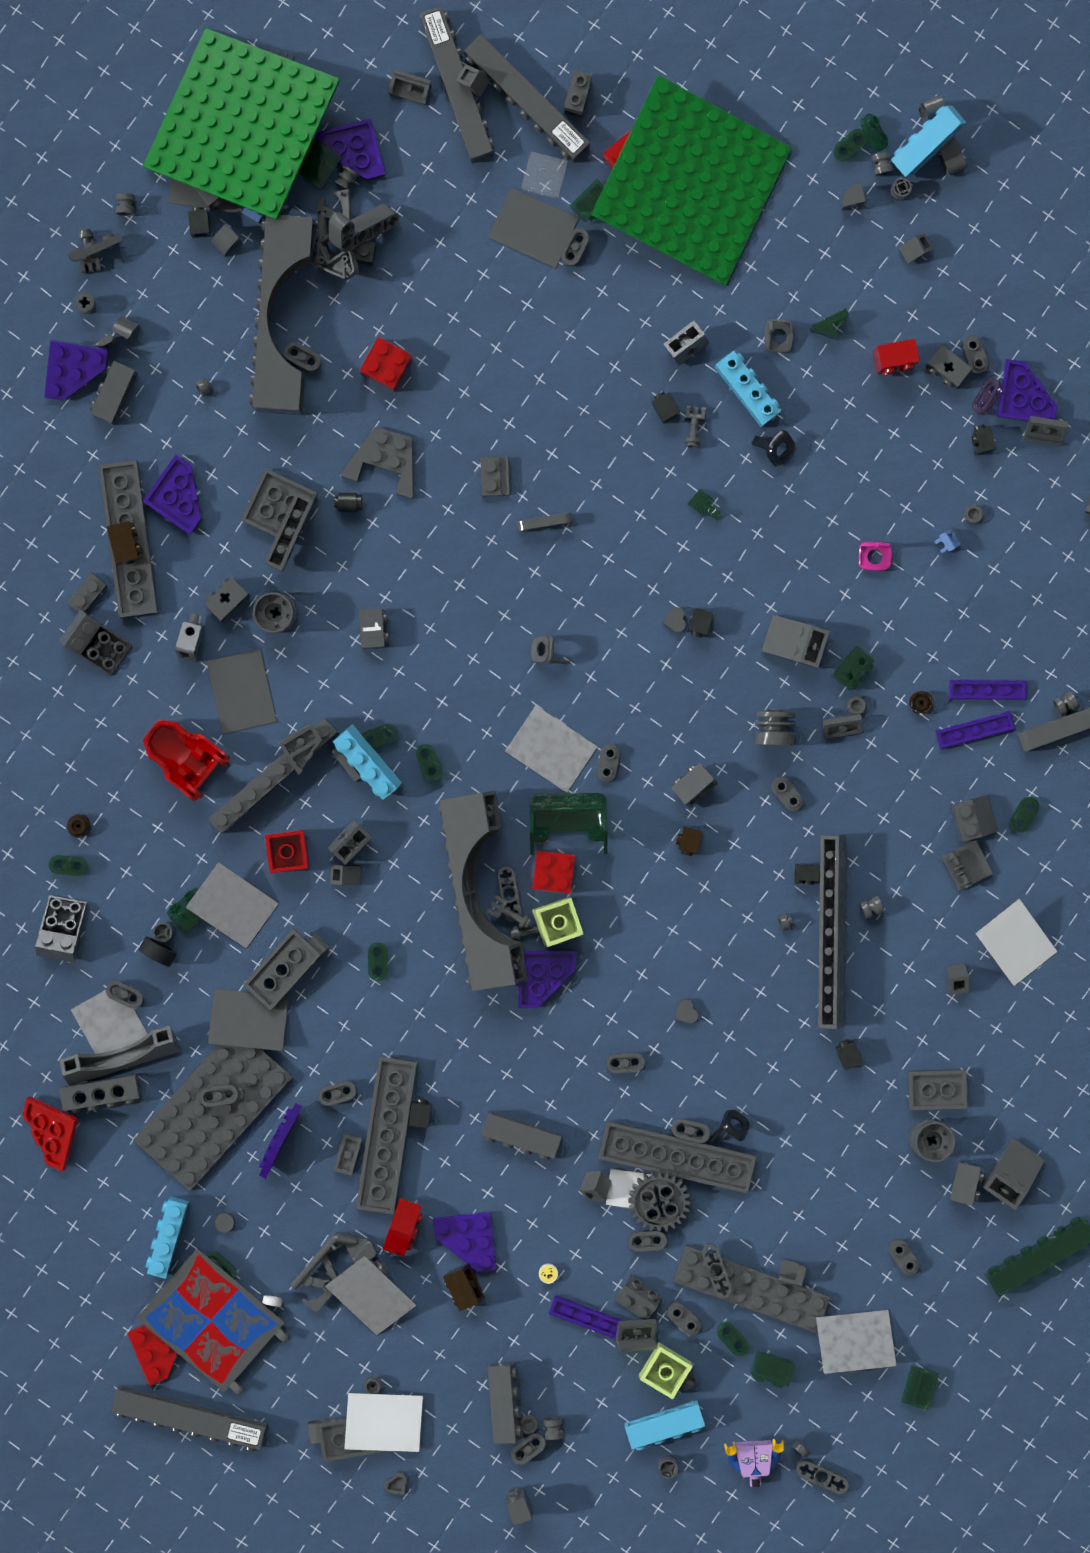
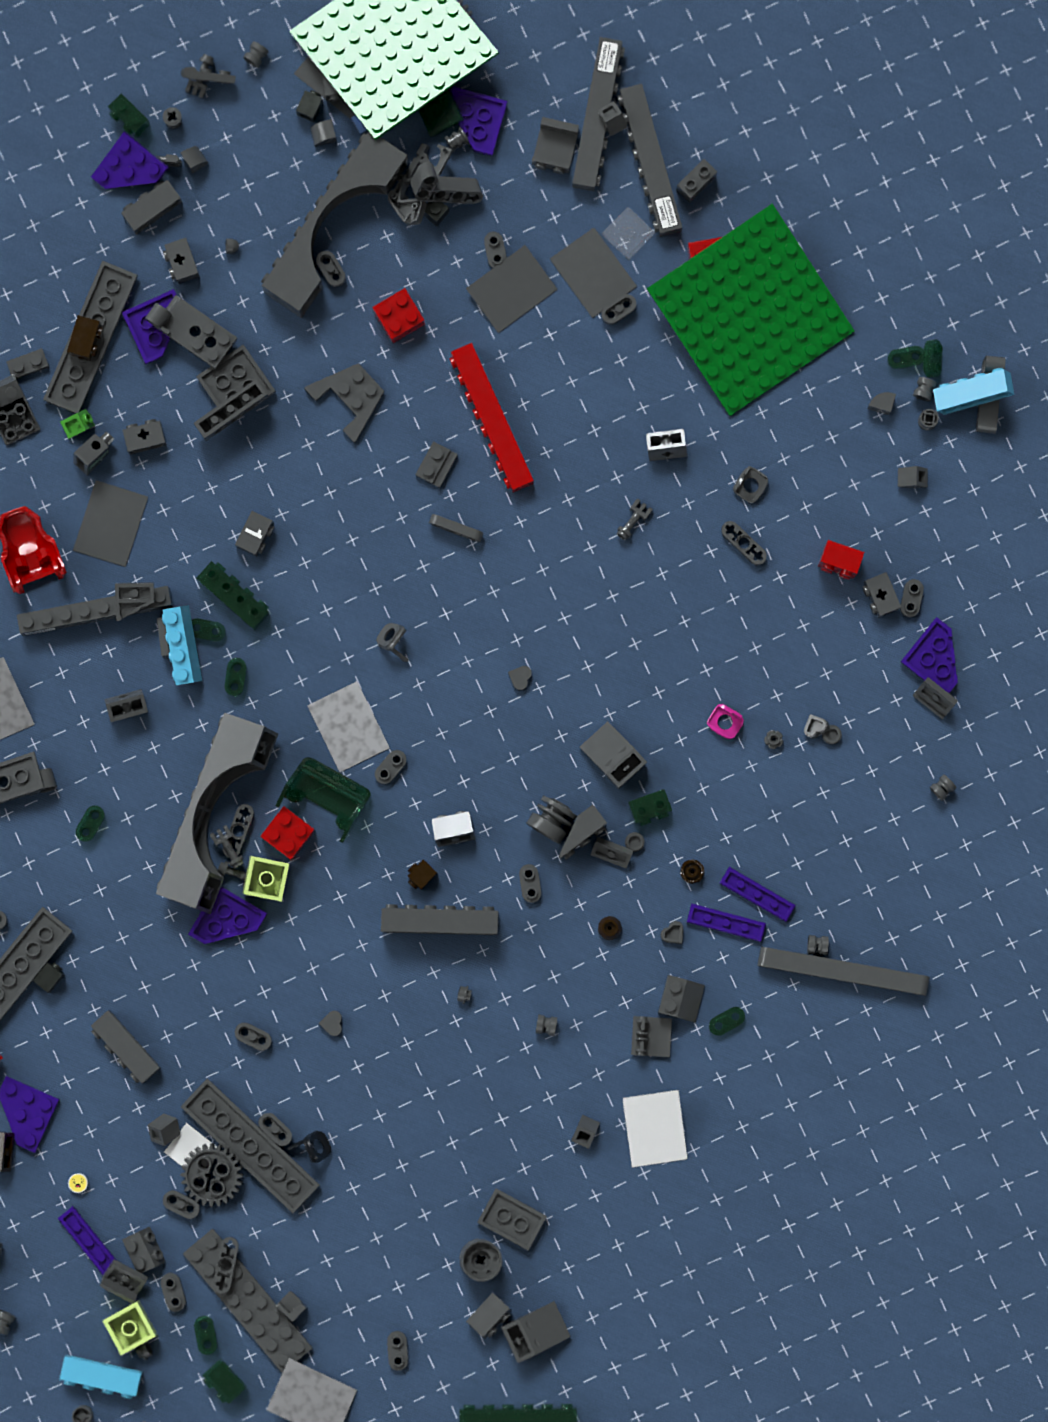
camera: 25 degrees right, 5 degrees down
(46, 323) = (132, 119): none -> clear green brick
(161, 621) = (77, 423): none -> bright green bracket
(178, 429) = (188, 269): none -> dark grey brick
(197, 476) = (177, 323): none -> dark grey hinge
(265, 617) = (169, 477): dark grey wheel -> none
(287, 851) = (68, 682): red brick -> none
(345, 875) = (106, 732): dark grey brick -> none
(348, 502) = (297, 414): pearl dark grey brick -> none
(385, 693) = (232, 595): none -> clear green brick
(409, 87) = (556, 94): dark grey hinge -> none
(435, 133) = (555, 145): none -> dark grey panel
(437, 257) = (494, 250): none -> dark grey plate
(470, 283) = (511, 288): none -> dark grey sticker
(520, 407) = (492, 418): none -> red brick
(585, 202) = (650, 275): clear green bracket -> none
(665, 406) = (617, 489): pearl dark grey brick -> none
(700, 622) = (540, 691): pearl dark grey brick -> none
(703, 504) = (602, 591): clear green plate -> none
(729, 872) = (439, 921): none -> dark grey brick
(747, 388) = (697, 514): medium azure brick -> none
(771, 446) = (689, 574): black piece -> none
(786, 392) = (730, 536): none -> dark grey beam
(806, 873) = (507, 963): pearl dark grey brick -> none
(807, 719) = (585, 825): none -> dark grey slope
(826, 326) = (795, 500): clear green slope -> none
(832, 931) = (499, 1025): dark grey brick -> none
(848, 1054) = (452, 1142): pearl dark grey brick -> none
(877, 798) = (608, 934): none -> dark brown plate
(925, 552) = (773, 744): none -> dark grey plate
(935, 765) = (673, 933): none -> dark grey tile
(949, 540) = (797, 744): medium blue tile -> none
(955, 515) = (815, 726): none -> tile
(983, 439) = (876, 674): pearl dark grey brick -> none
(987, 396) = (901, 640): clear purple plate -> none

